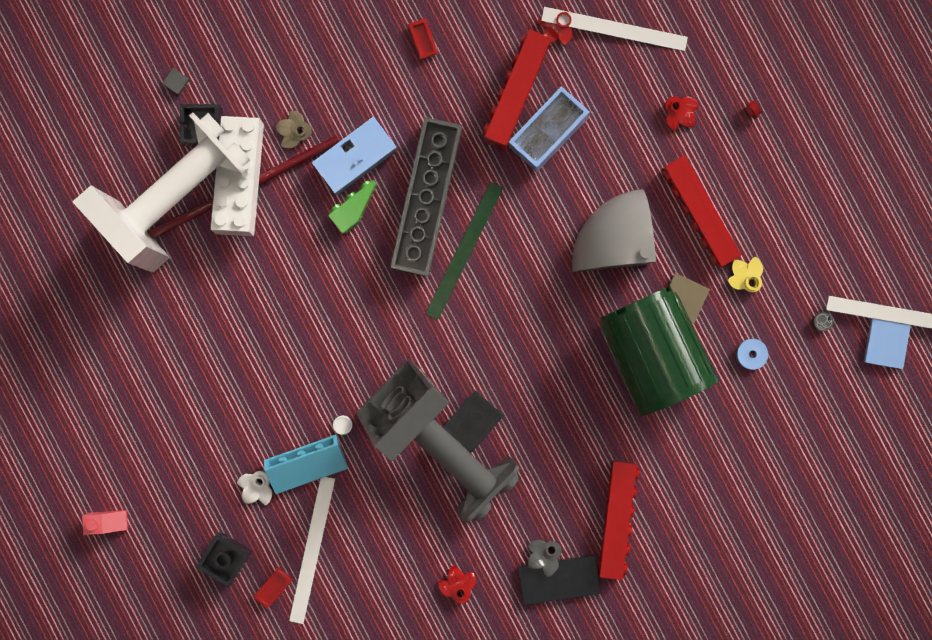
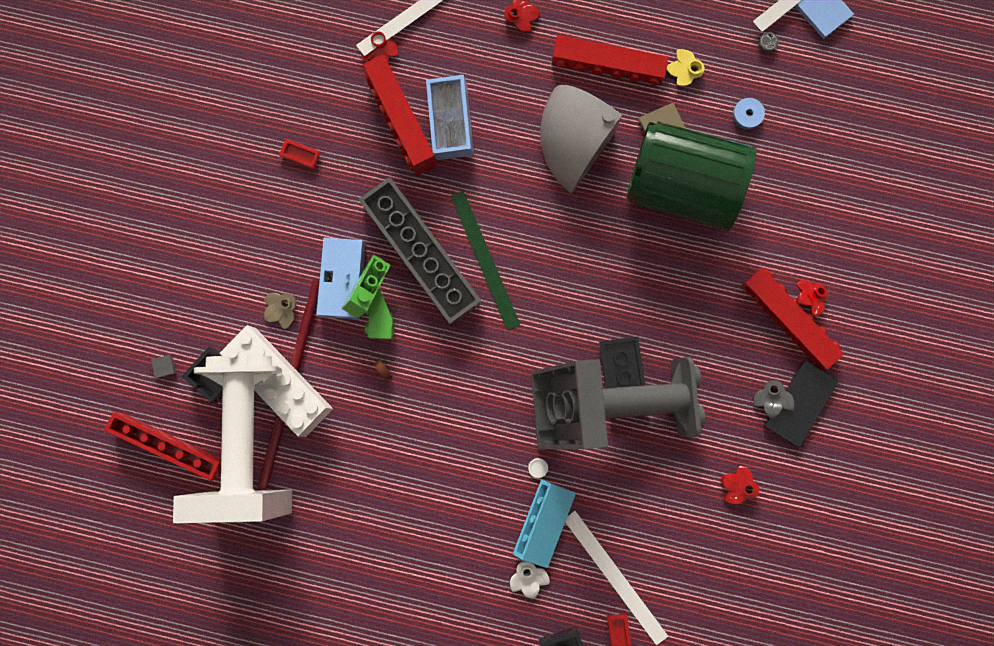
camera: 45 degrees left, 5 degrees down
(120, 136) = (164, 445): none -> red brick
(314, 246) = (382, 369): none -> copper tile
(363, 182) = (366, 287): none -> bright green slope
(645, 520) = (812, 295): none -> red plate

